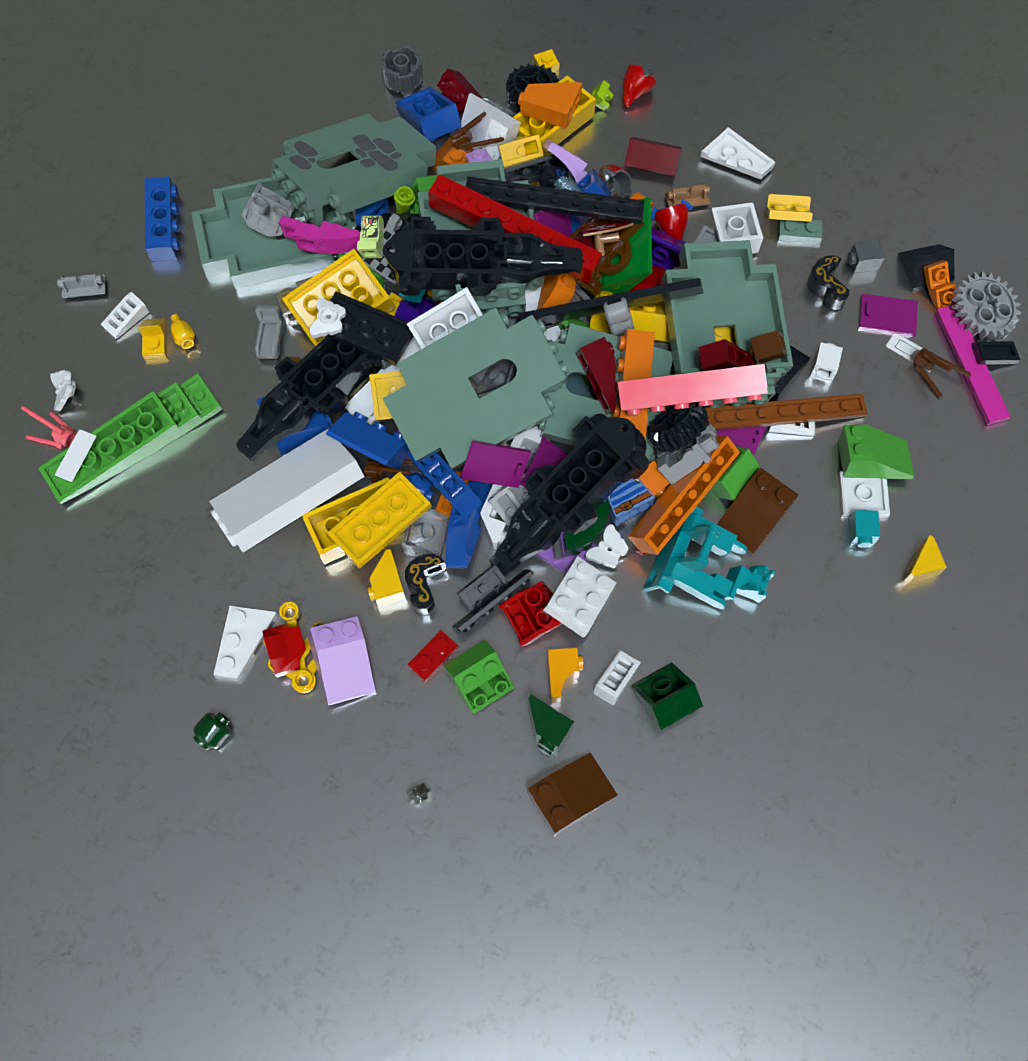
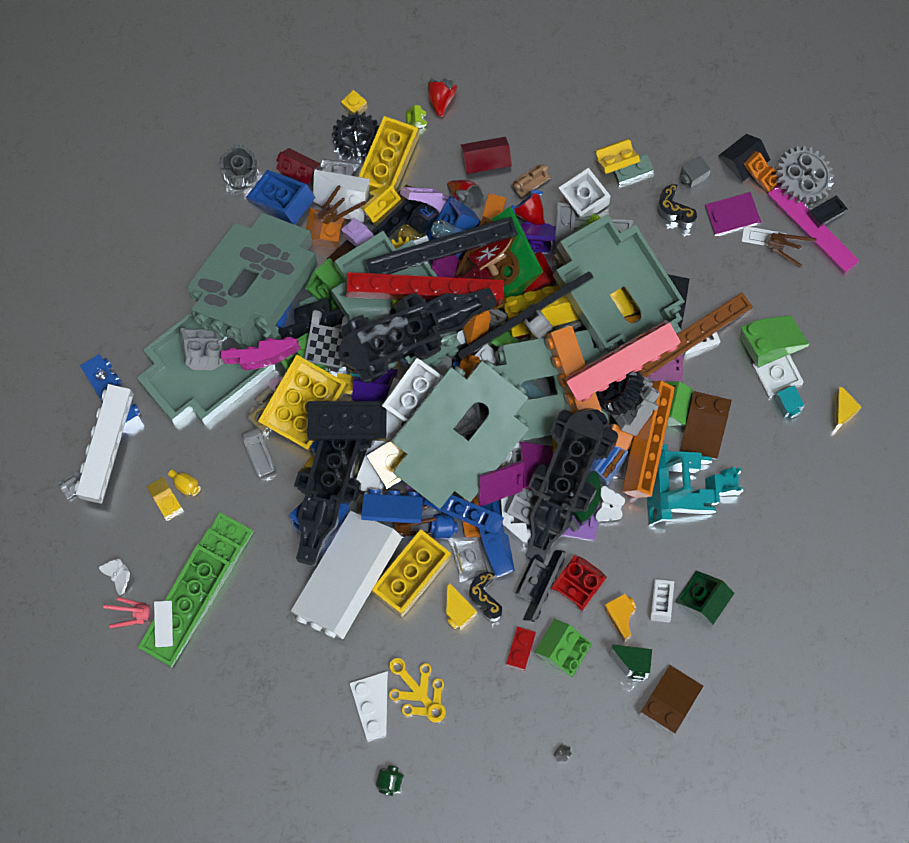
camera: 25 degrees left, 5 degrees up
(119, 256) = (104, 444): none -> white brick
(124, 306) = (138, 486): white slope -> none
(284, 648) = (410, 694): red slope -> none
(323, 325) = (316, 435): white animal -> none
(341, 660) = (457, 684): lavender slope -> none
(371, 237) = (306, 338): yellowish green leg -> none
(379, 520) = (434, 566): yellow plate -> none
(403, 199) = (309, 290): lime cone -> none
(551, 102) = (386, 150): orange slope -> none
(580, 596) = (608, 553): white plate -> none
(599, 366) = (543, 371): dark red slope -> none
(723, 355) = (636, 322): dark red slope -> none
(738, 154) = (552, 122): white wing -> none
(768, 347) = (660, 296): reddish brown brick -> none
(826, 361) = (703, 277): white brick -> none

